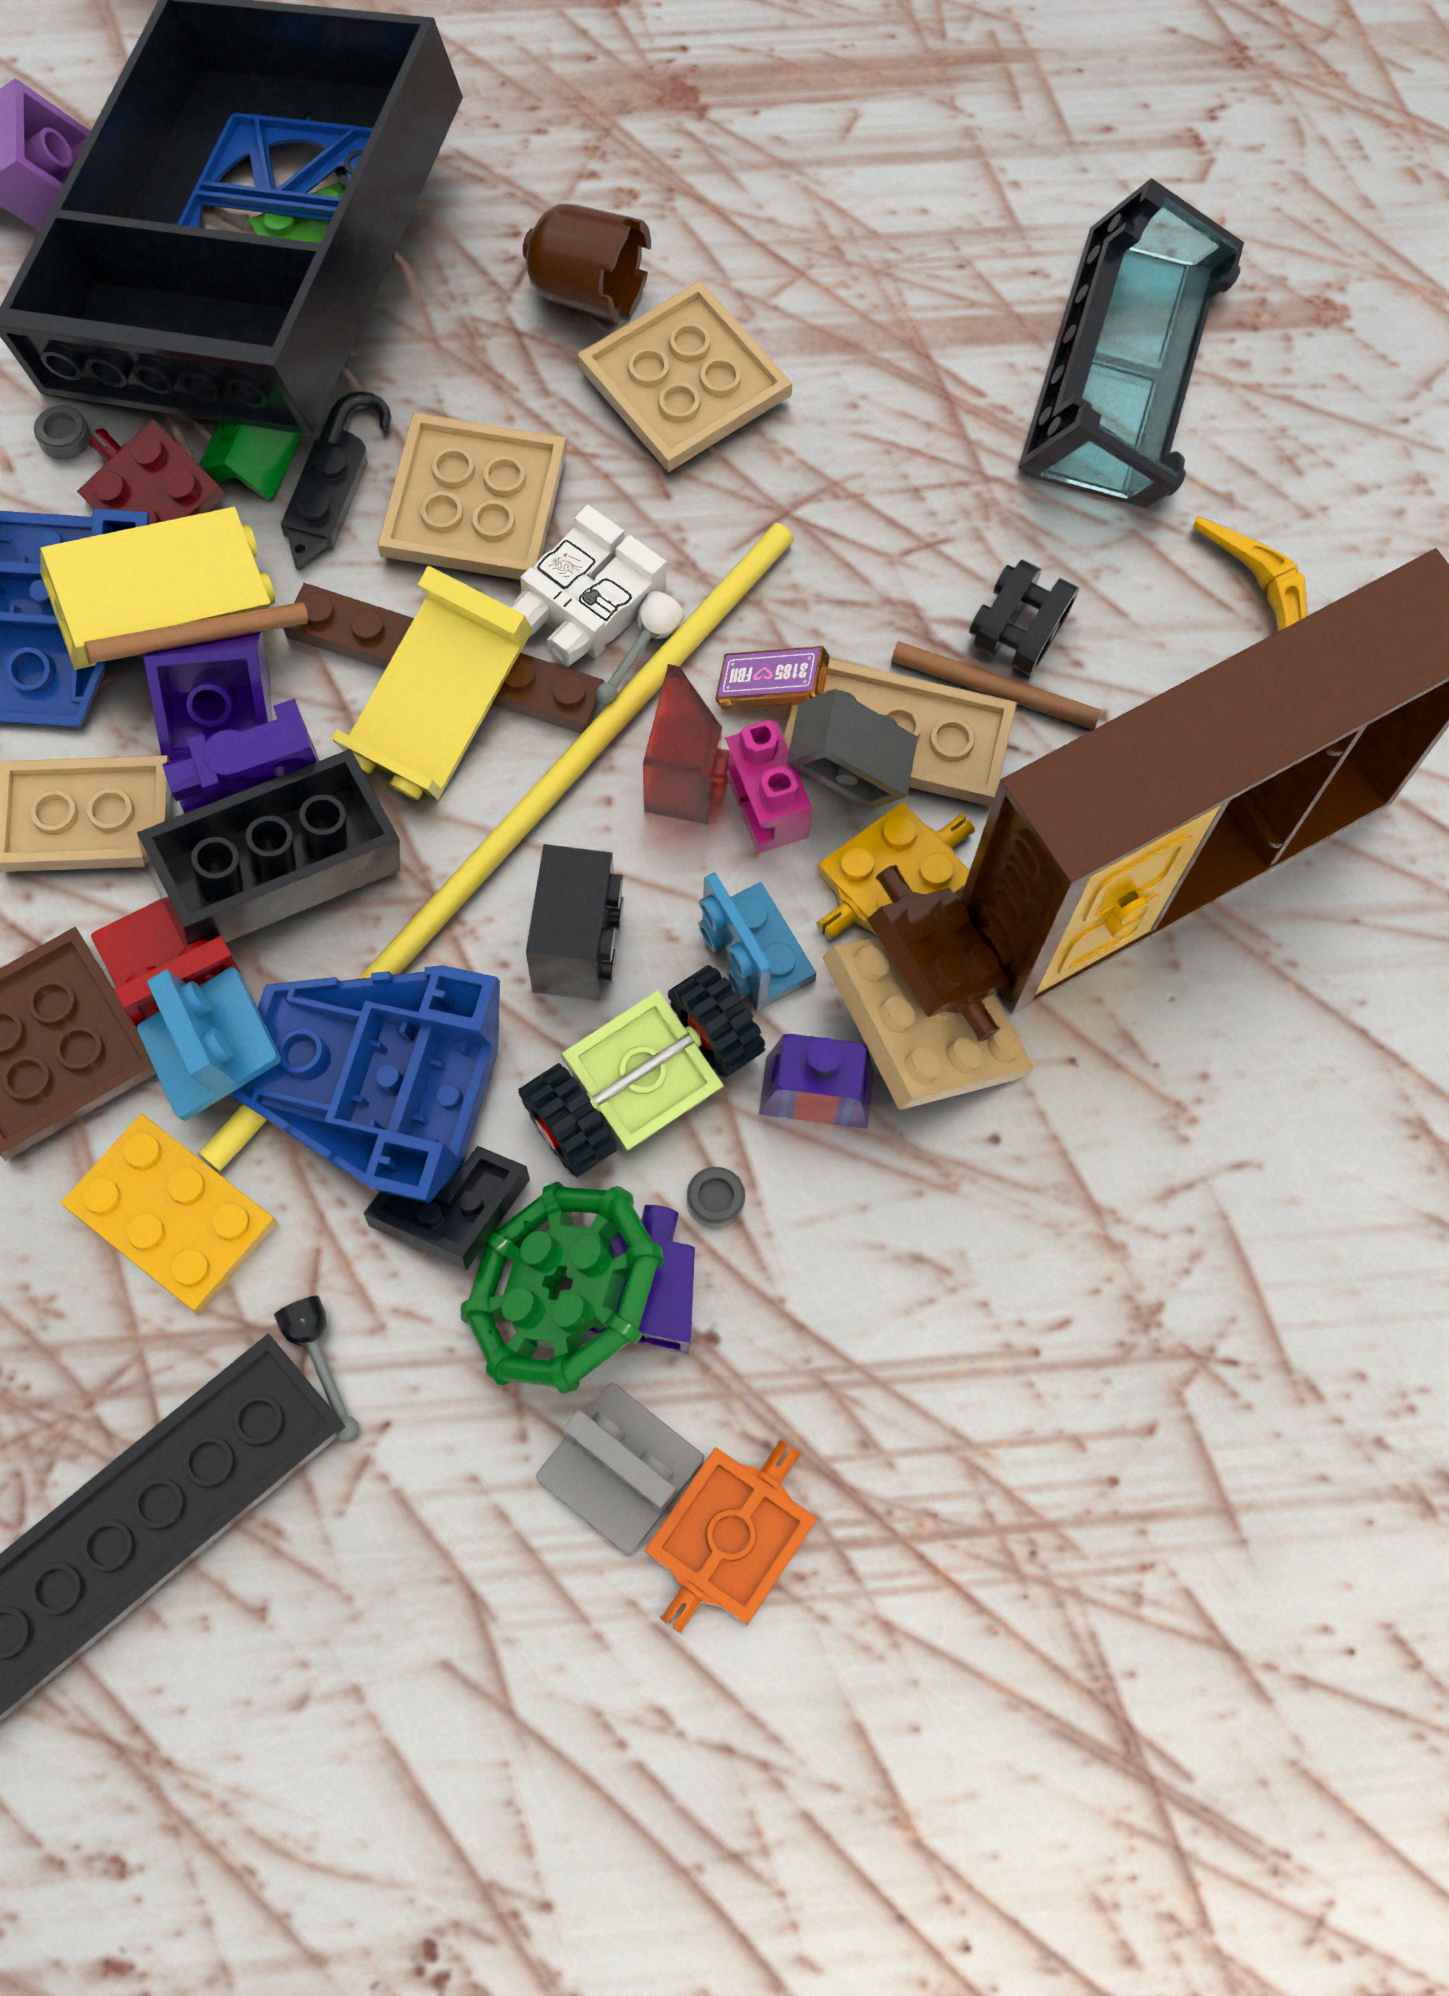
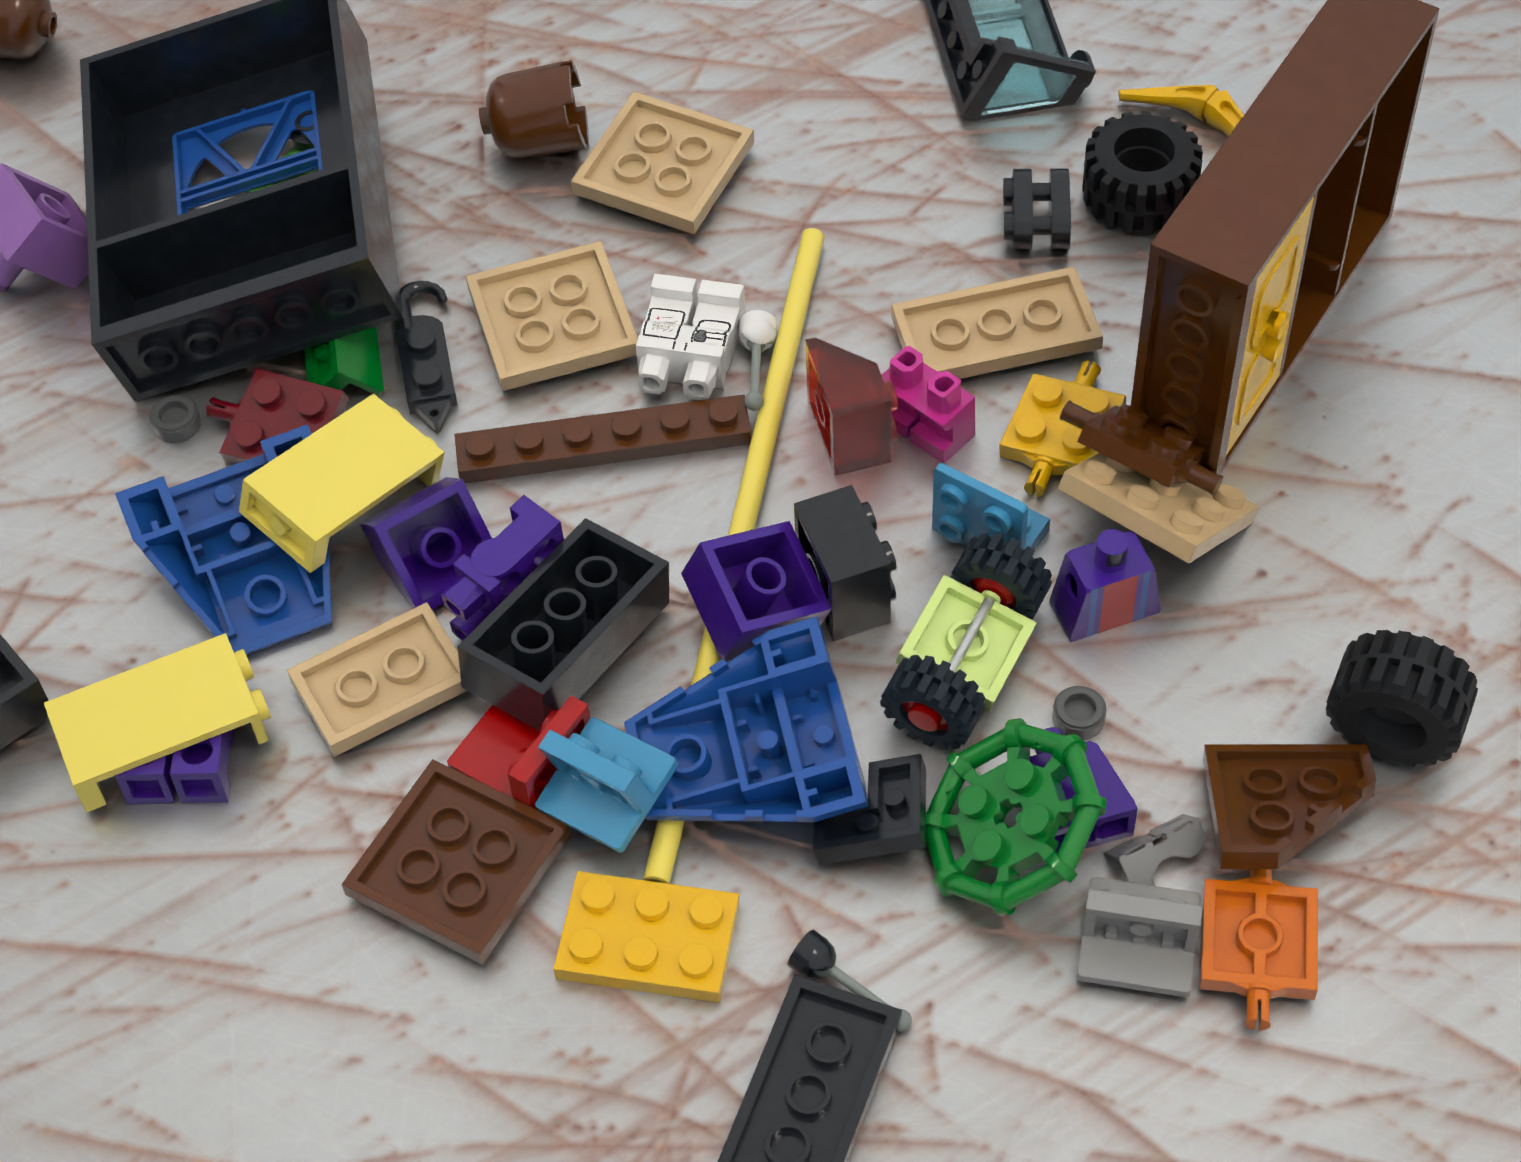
camera: 20 degrees left, 15 degrees down
(195, 632) = (400, 495): medium nougat bar -> none
(437, 686) = (618, 446): light yellow panel -> none
(469, 909) = (753, 586): none -> dark purple brick
(670, 1394) = (1142, 863): none -> light grey piece
(772, 677) = (882, 327): tile -> none
(842, 1404) = (1281, 797): none -> reddish brown plate
(852, 749) = (982, 339): dark grey brick -> none
(996, 685) = (1083, 263): medium nougat bar -> none
(1022, 1369) = (1402, 697): none -> black tyre
(1161, 592) = (1139, 170): none -> black tyre

